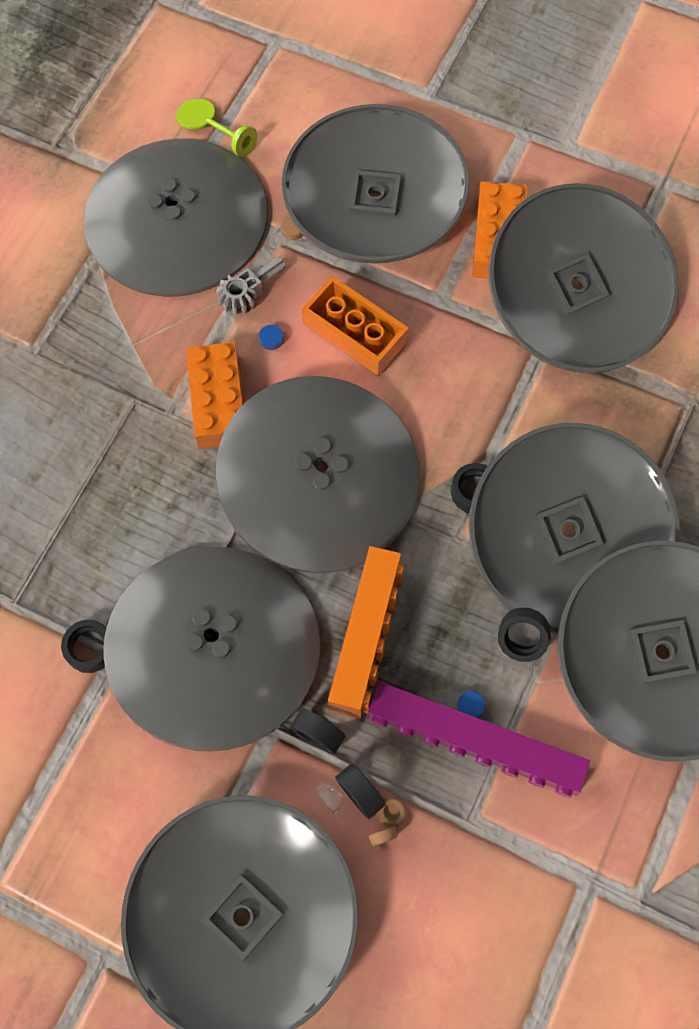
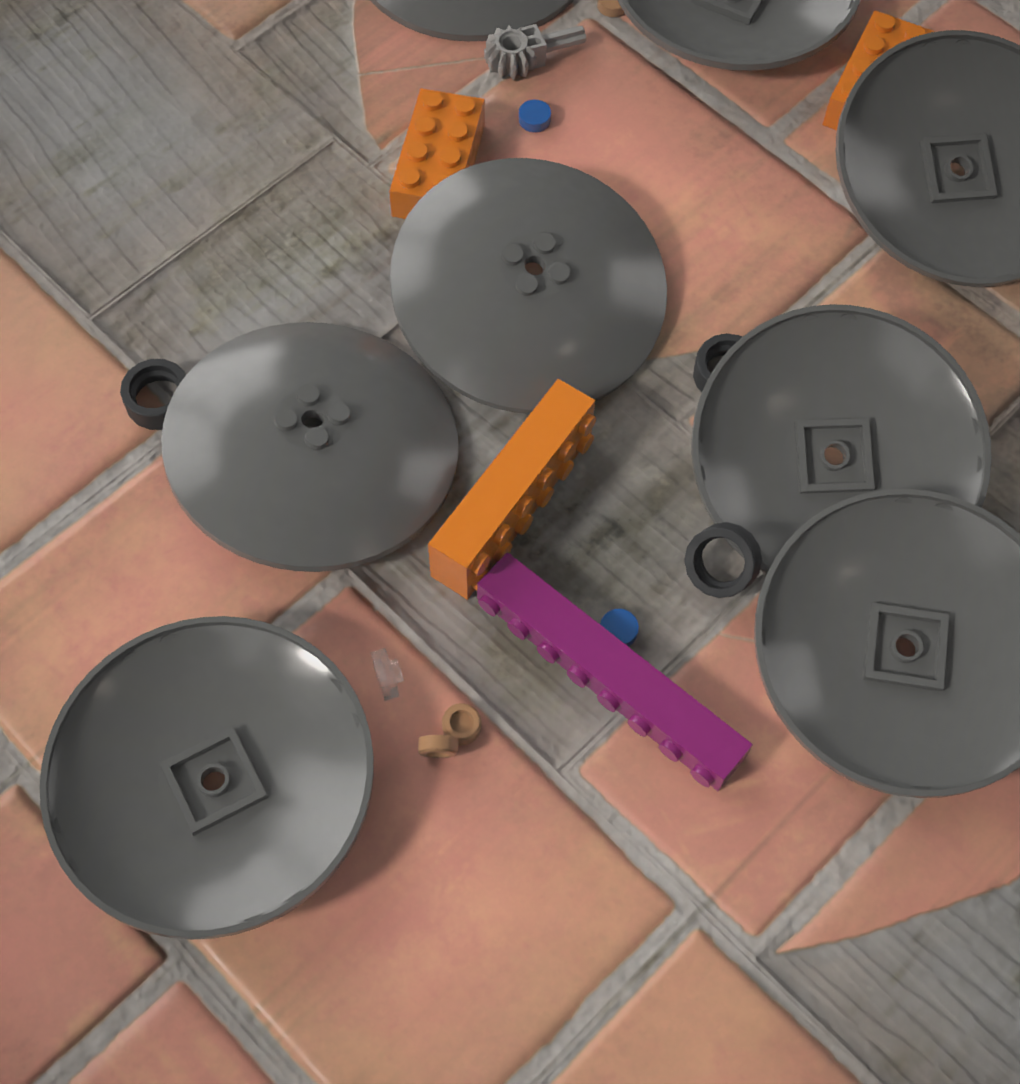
camera: 15 degrees right, 5 degrees down
(318, 731) = (403, 586): black tyre -> none
(355, 325) = (646, 129): orange brick -> none
(360, 791) = (429, 676): black tyre -> none

